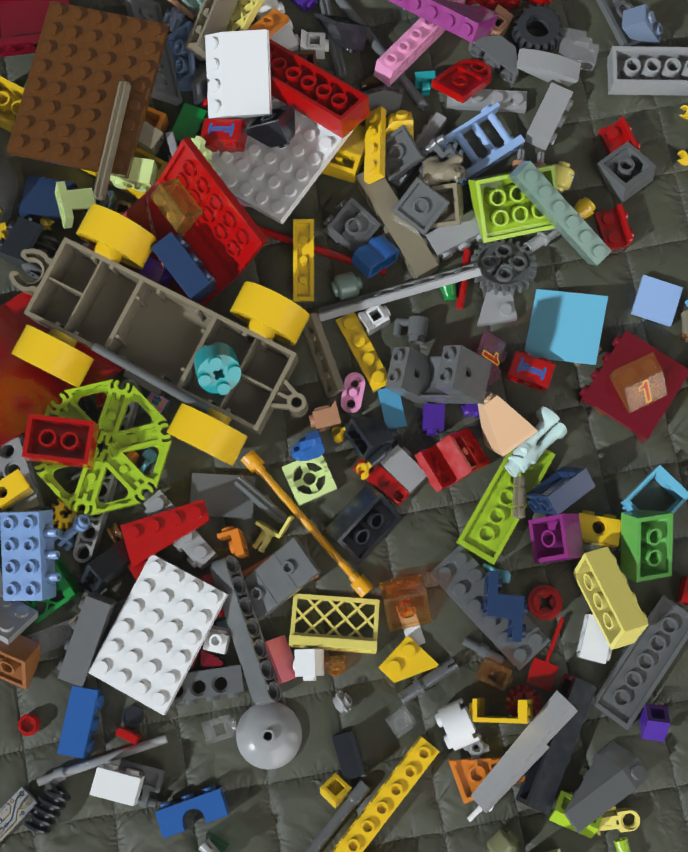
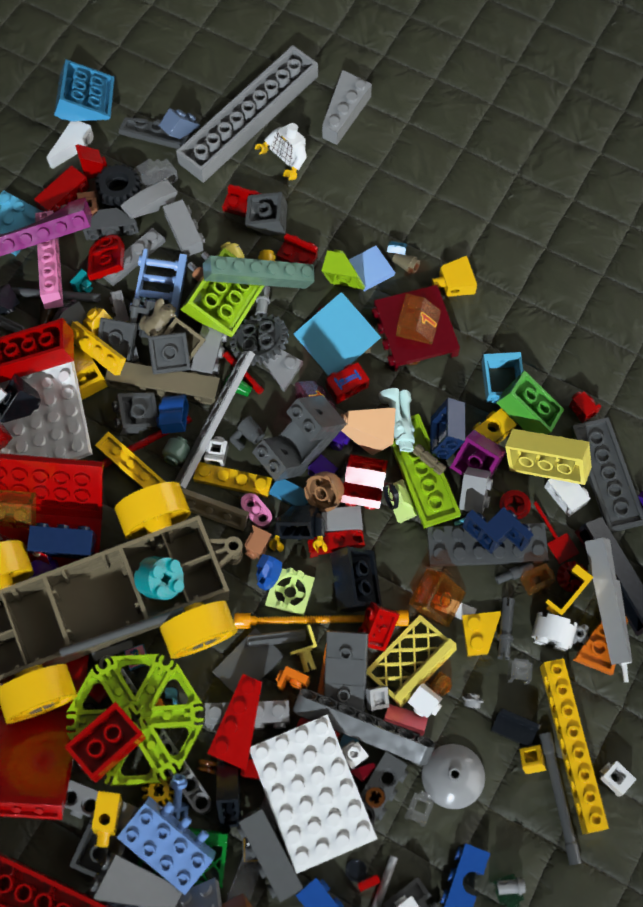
camera: 50 degrees left, 10 degrees down
(196, 693) = (380, 800): none -> reddish brown bush
(278, 622) = (377, 698): none -> light grey tile
(337, 574) = (379, 625): none -> red bracket
(413, 434) = (324, 491): none -> medium nougat cylinder
(463, 502) = (399, 500): none -> yellowish green piece
(524, 559) = (475, 490): none -> light grey brick
(628, 278) = (340, 271): none -> lime slope

